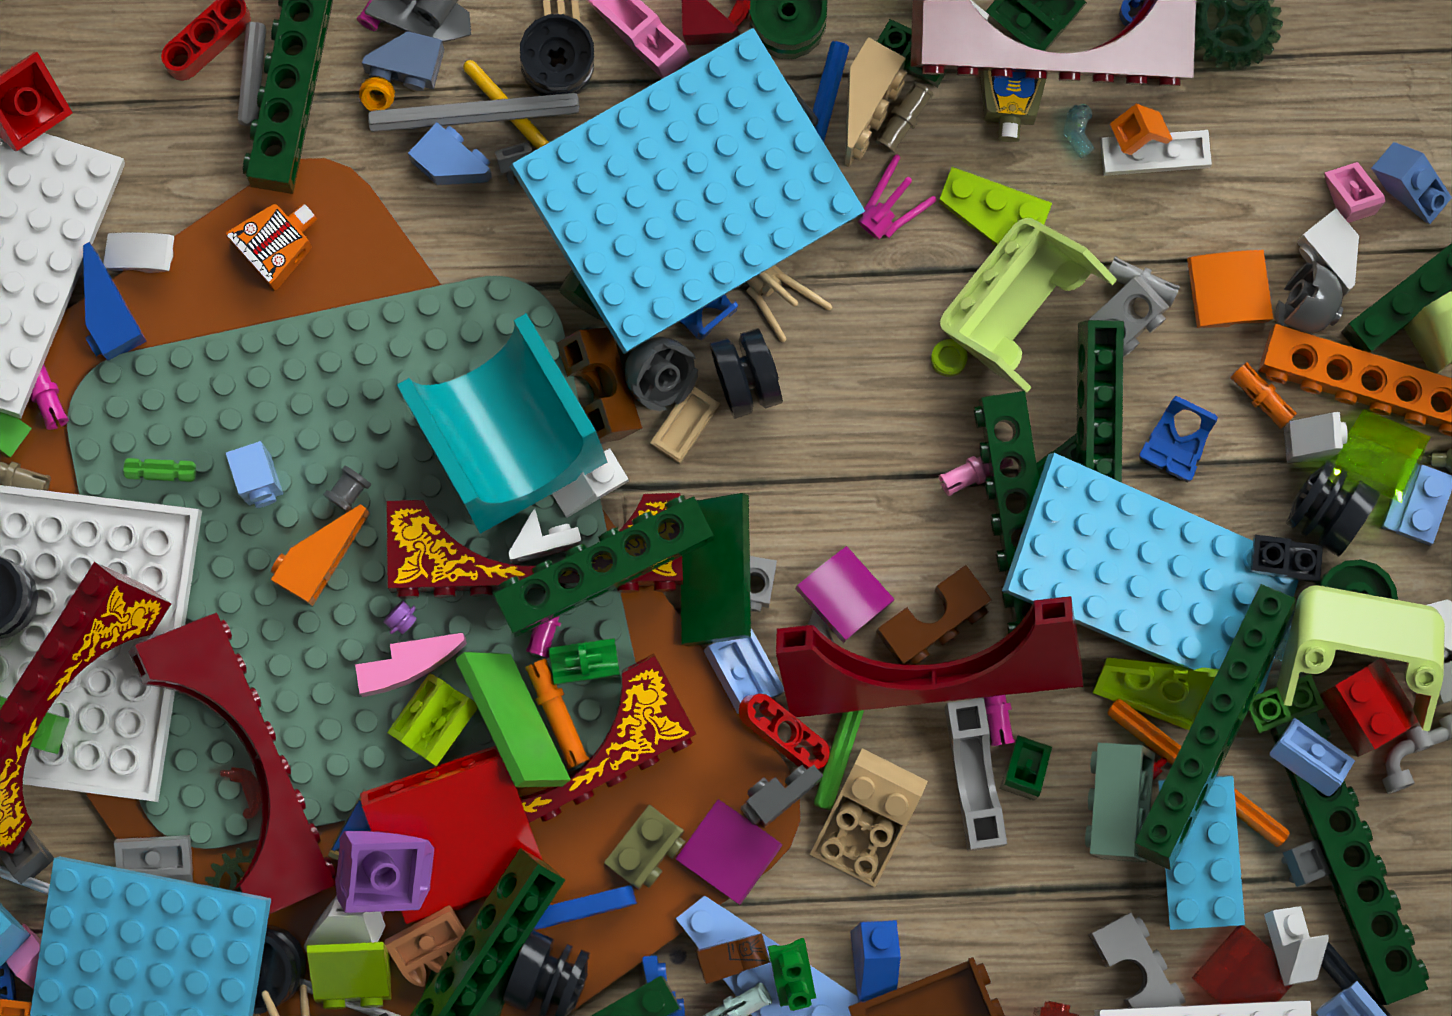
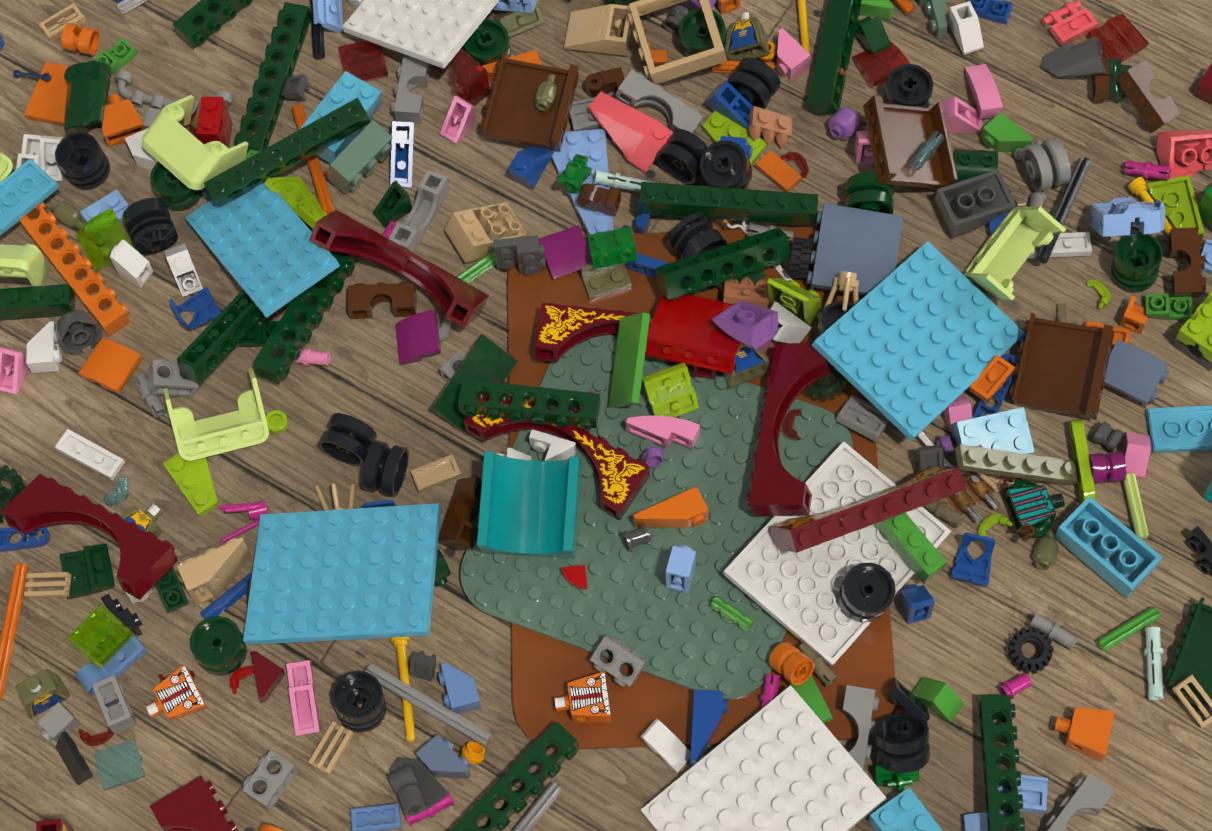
camera: 140 degrees left, 15 degrees down
(24, 902) = (946, 444): none -> medium lavender plate
(44, 450) = (791, 663): none -> orange wheel
(263, 313) = (622, 654): none -> light grey brick
(388, 391) = (576, 576): none -> red tile
(557, 714) = (603, 369): orange pin -> none
(584, 661) = (573, 373): green hips -> none
(660, 372) = (430, 494): dark grey cylinder -> none
(660, 889) = (612, 247): none -> green plate
(743, 669) = (498, 327): light blue plate -> none
(768, 729) = (503, 292): red beam -> none
(825, 379) = (347, 439): none -> black wheel
(1032, 963) = (458, 120): none -> bright pink slope
(1073, 859) = (401, 153): none -> slope
(1138, 127) = (88, 464): orange panel -> none
(1243, 484) = (183, 270): none -> white slope
(1263, 395) = (137, 305): orange pin -> none
(1286, 558) = (190, 216): black slope -> none
(1295, 950) = (331, 56): white slope -> none
(1312, 757) = (254, 123): light blue slope -> none

